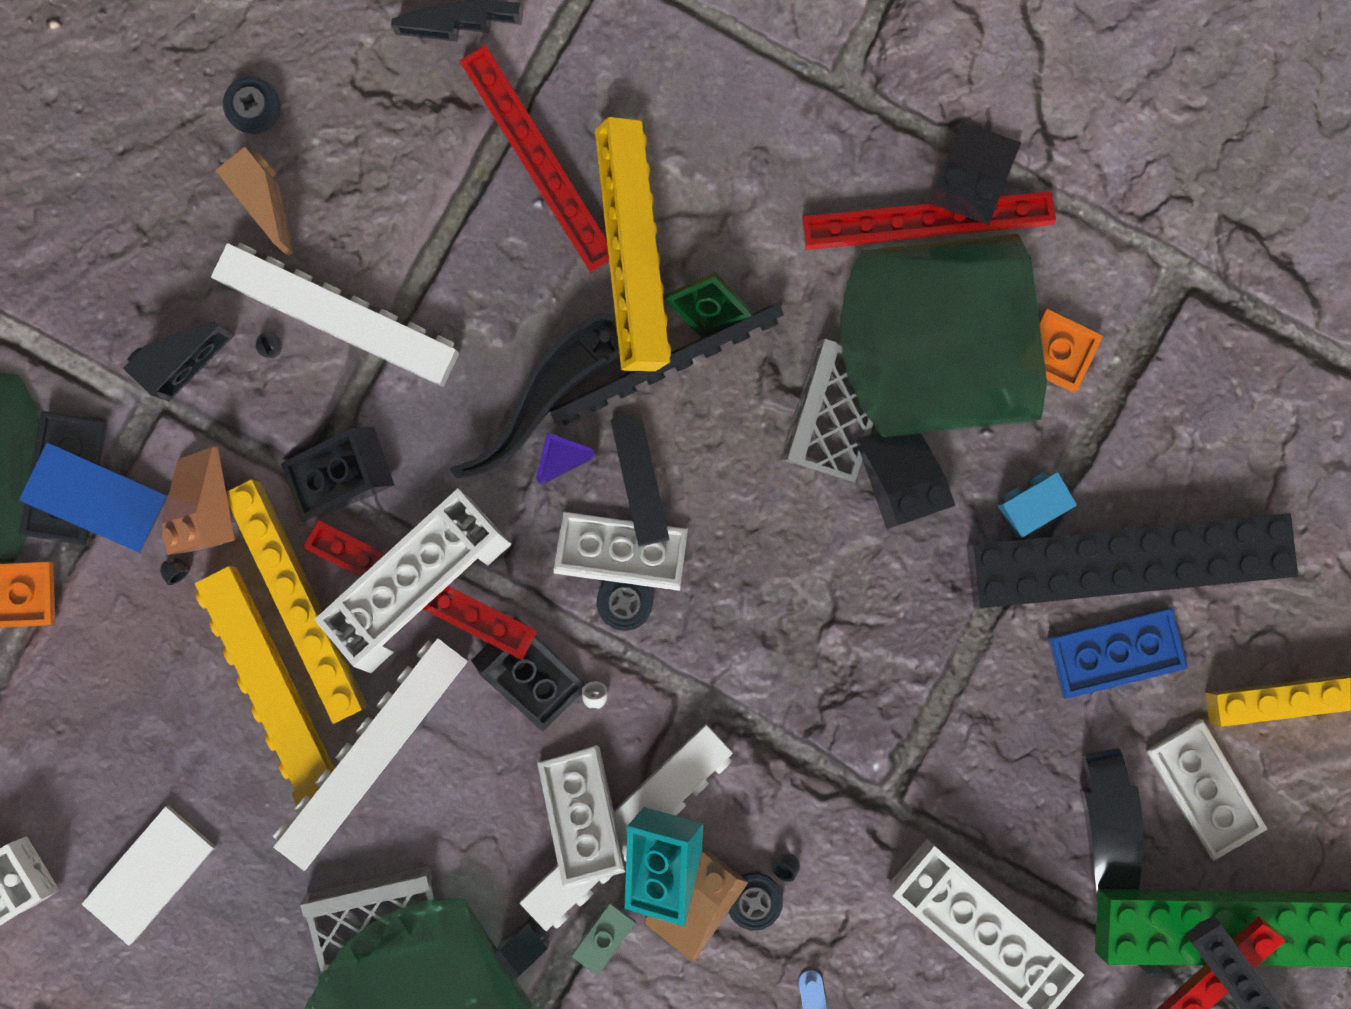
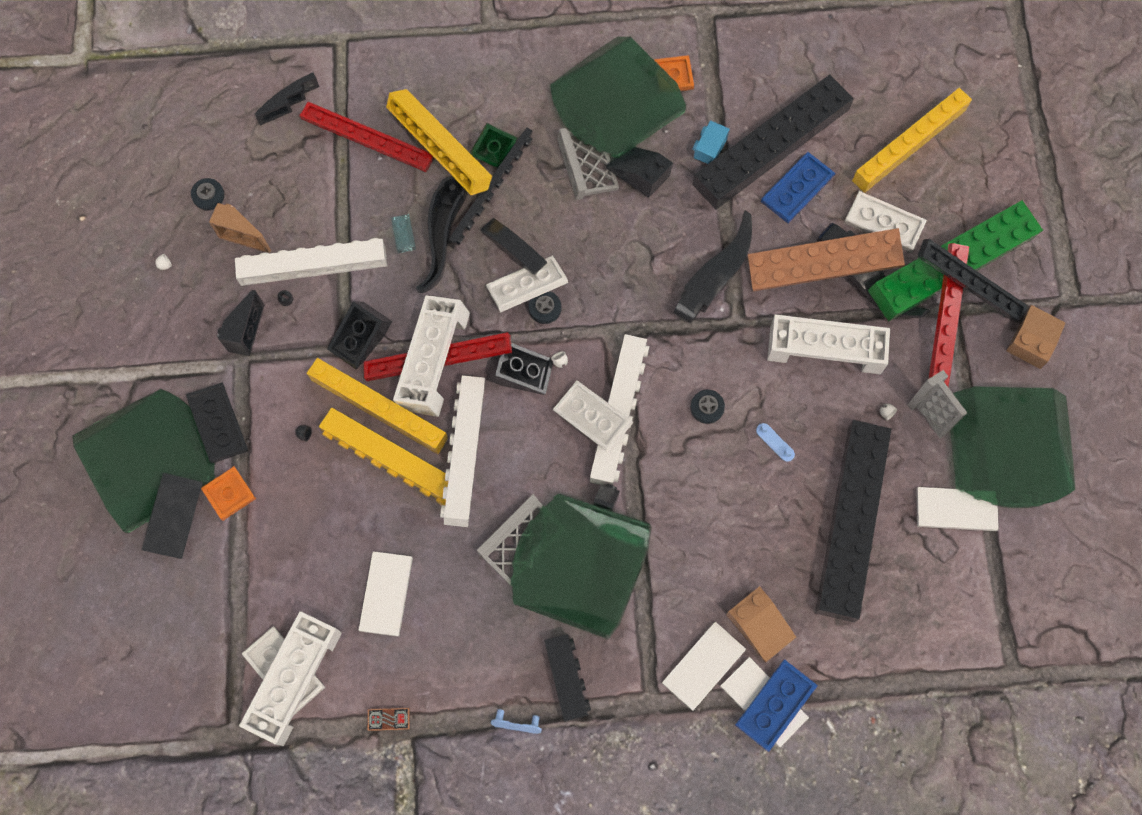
camera: 30 degrees left, 15 degrees down
(93, 497) = (238, 420): blue tile -> none
(128, 176) = (163, 262): none -> white hinge
(197, 505) = (297, 388): nougat slope -> none
(497, 351) = (403, 233): none -> clear light blue plate
(560, 457) = (468, 256): dark purple slope -> none
(603, 938) = (644, 467): sand green brick -> none
(662, 864) = (649, 408): teal slope -> none
(712, 898) = (676, 421): medium nougat slope -> none
(786, 867) = (710, 382): black hinge -> none
(900, 716) = (715, 274): none -> black animal
(922, 222) = (571, 56): red plate -> none
(975, 173) = (580, 23): black slope -> none
(1072, 807) = (826, 260): none -> nougat plate

